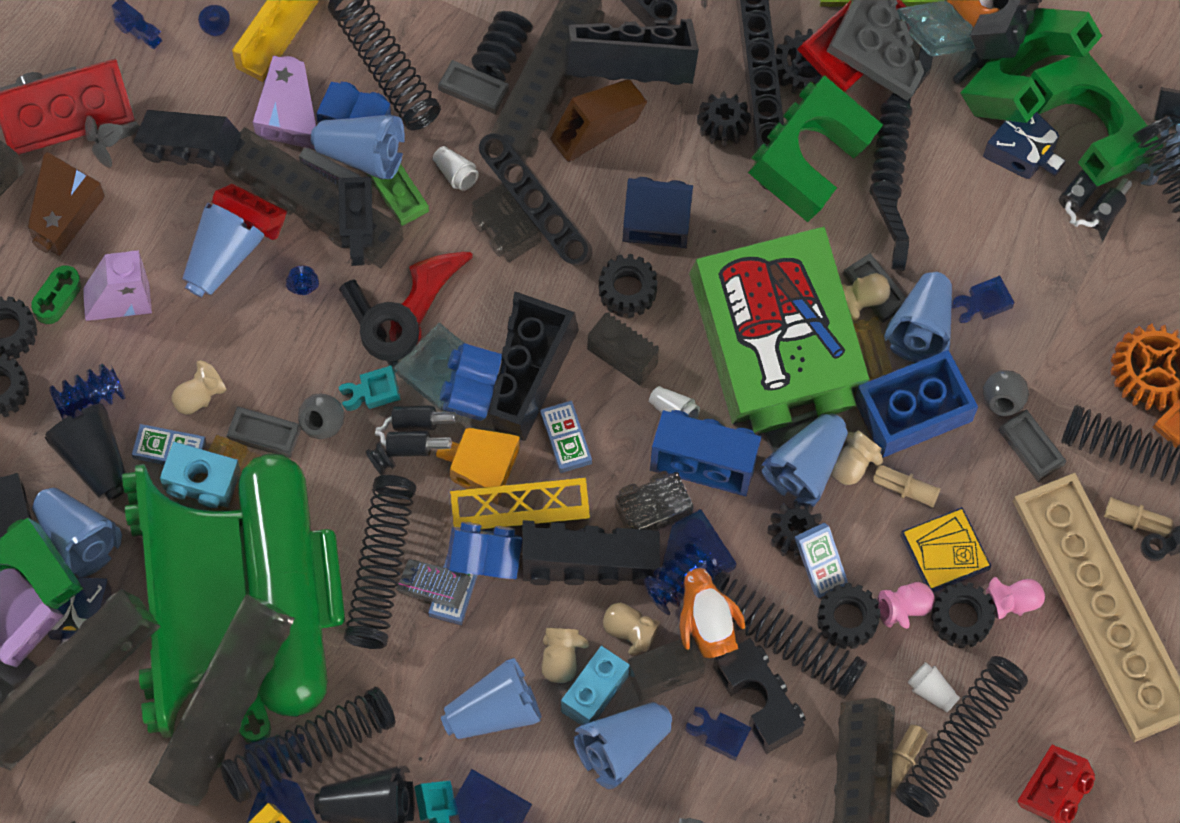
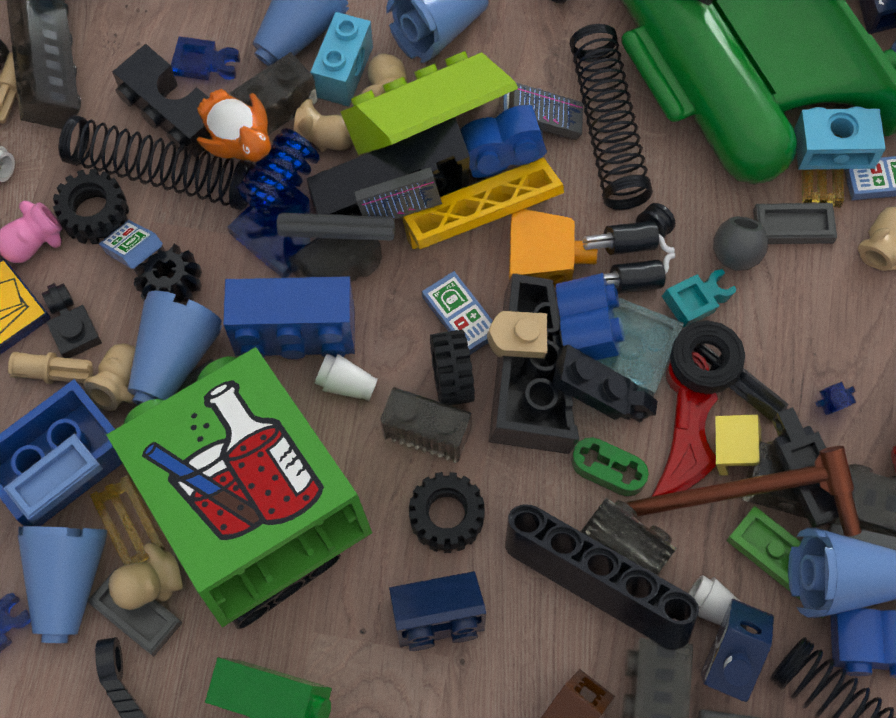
camera: 165 degrees right, 0 degrees up
(349, 197) = (830, 471): none -> copper bar
(393, 265) = (737, 441): none -> light yellow panel
(460, 120) = (738, 654): none -> dark blue torso
(482, 328) = (600, 386): none -> black hinge
(489, 291) = (605, 475): none -> green beam
(533, 372) = (518, 334): none -> tan plate
(537, 593) = (425, 101): none -> lime slope
(590, 379) = (452, 367): none -> black tyre
(591, 518) = (400, 195): none -> dark grey tile
(648, 512) = (336, 226): none -> dark grey axle
(884, 516) = (73, 328): none -> black plate
(915, 367) = (53, 478): none -> medium blue tile

